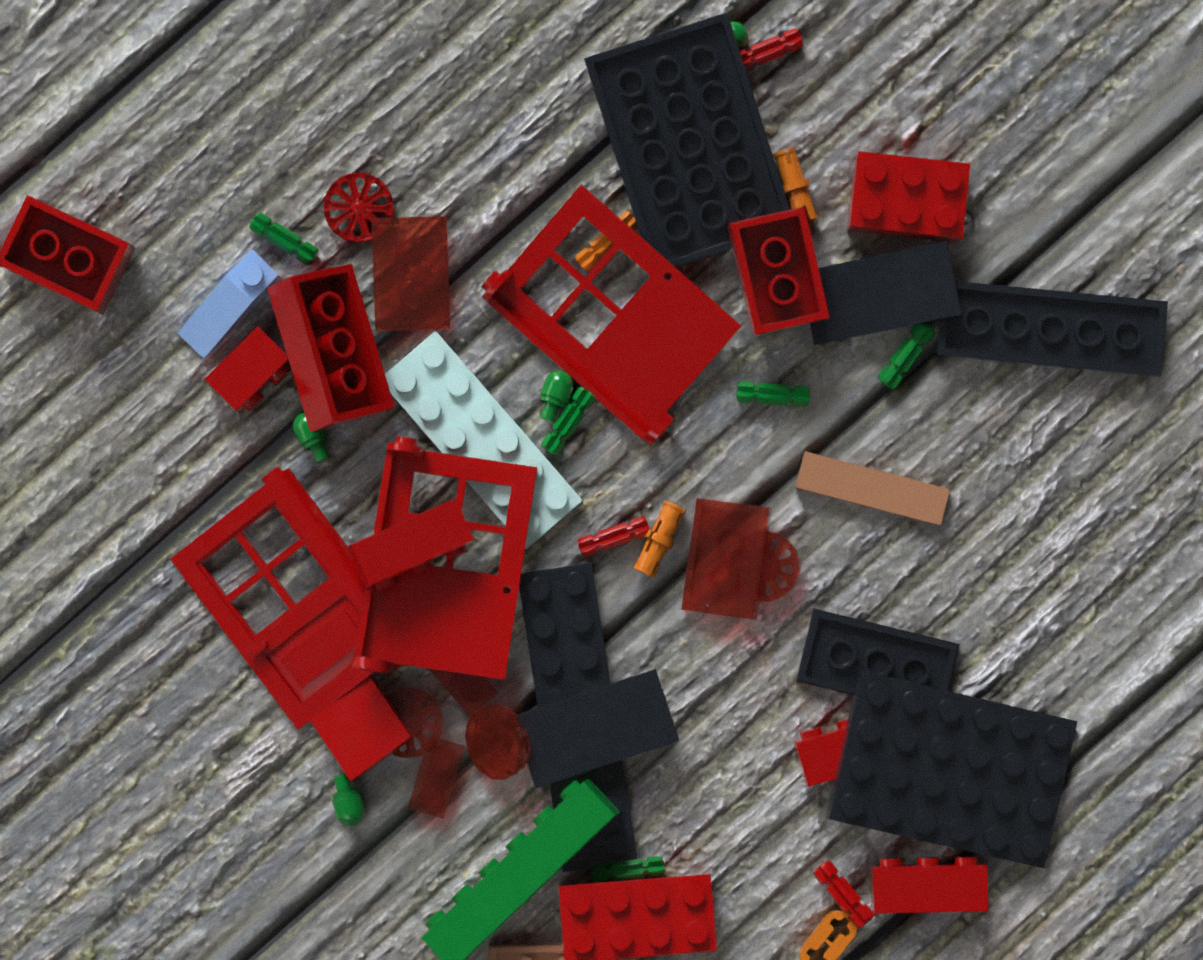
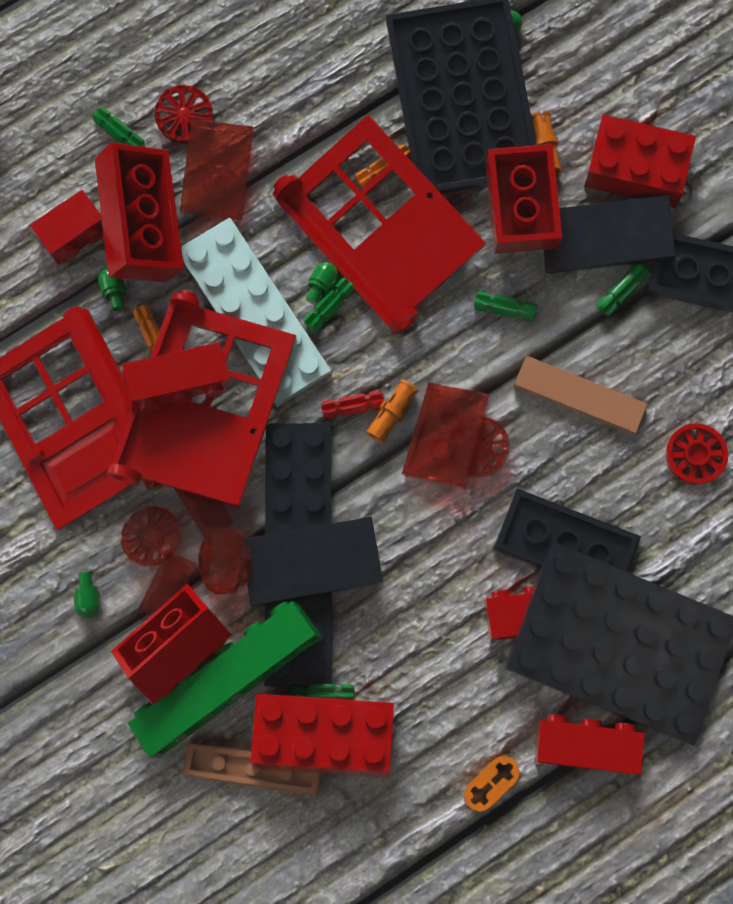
camera: 15 degrees right, 10 degrees down
(229, 303) = (63, 173): light blue slope -> none
(362, 479) = (147, 325): none -> orange axle
(362, 728) = (109, 535): red tile -> none
(454, 844) = (170, 644): none -> red brick
(772, 48) = (541, 36): red axle -> none
(843, 894) = (511, 742): red axle -> none
(1012, 538) = (697, 454): none -> red wheel

